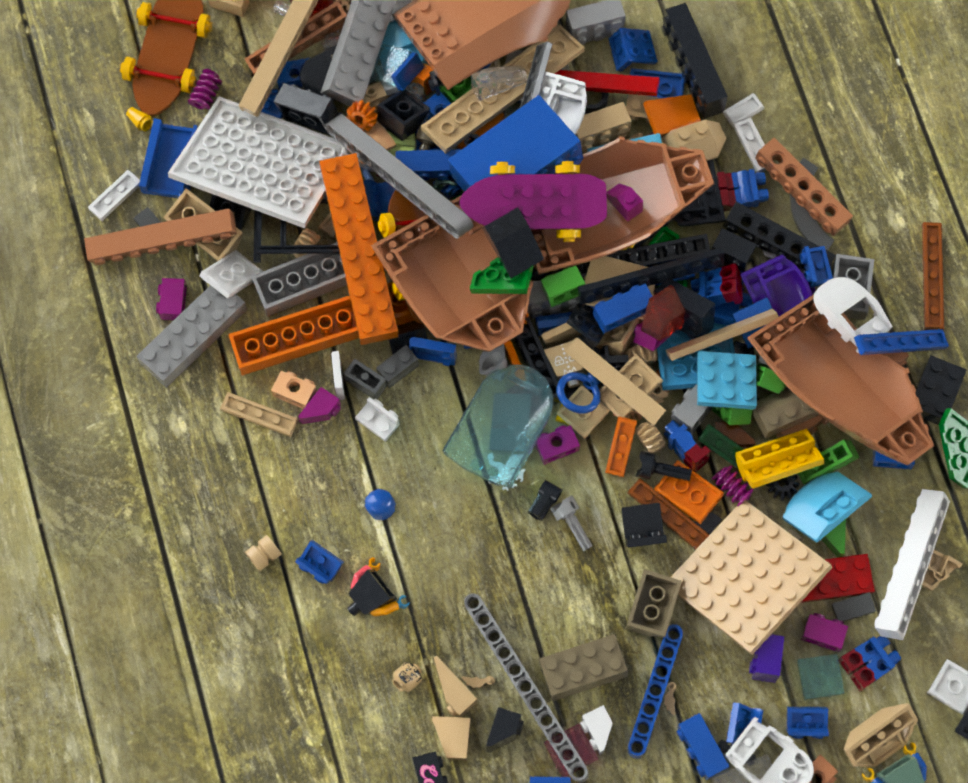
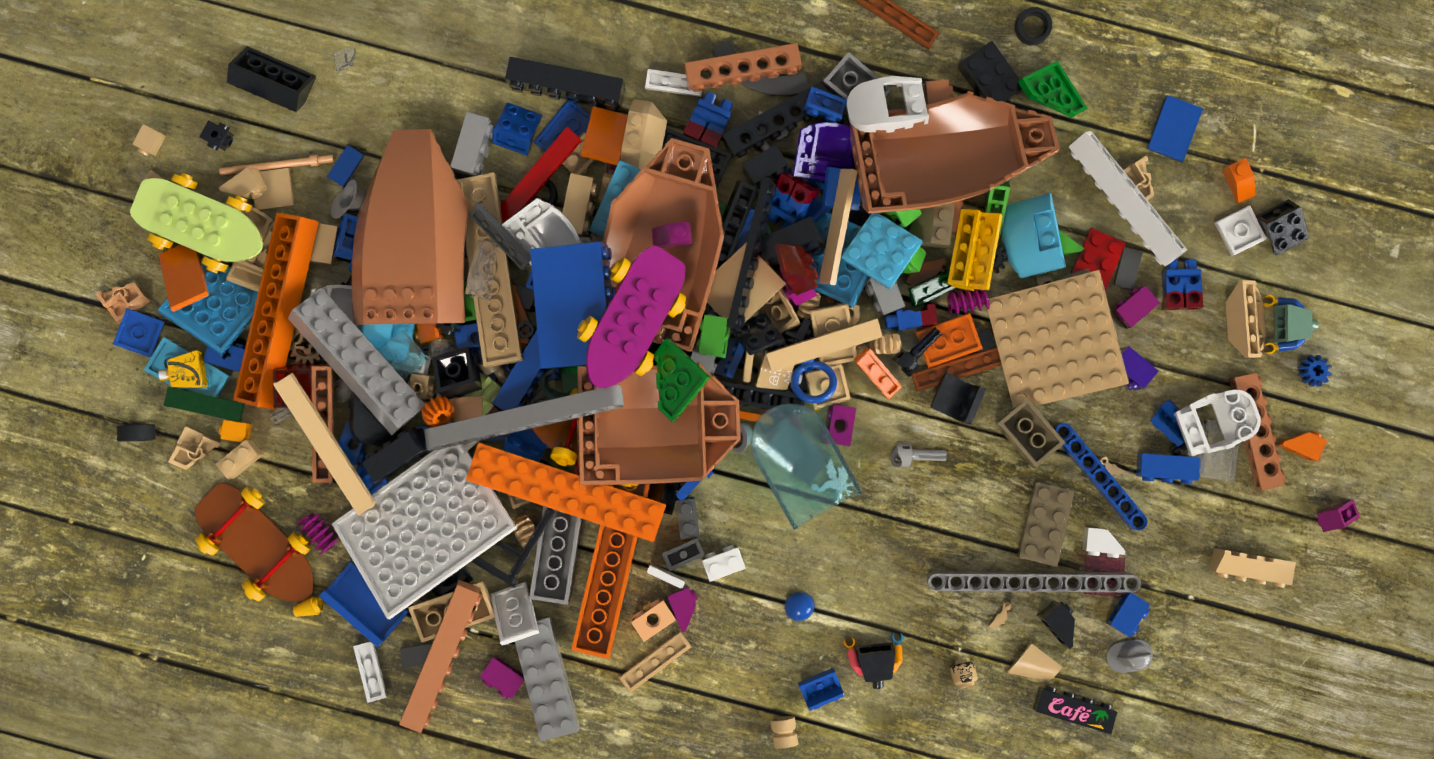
camera: 60 degrees left, 15 degrees up
(407, 71) = (420, 345): blue tile -> none
(455, 692) = (1003, 641): tan slope -> none
(513, 242) = (659, 361): black slope -> none
(547, 495) = (881, 463): black piece -> none
(622, 308) = (767, 297): blue brick -> none
(743, 109) = (634, 69): white tile -> none
(807, 722) = (1200, 369): blue bracket -> none
(820, 676) = (1167, 333): clear light blue tile -> none
(901, 342) = (937, 80): blue tile -> none

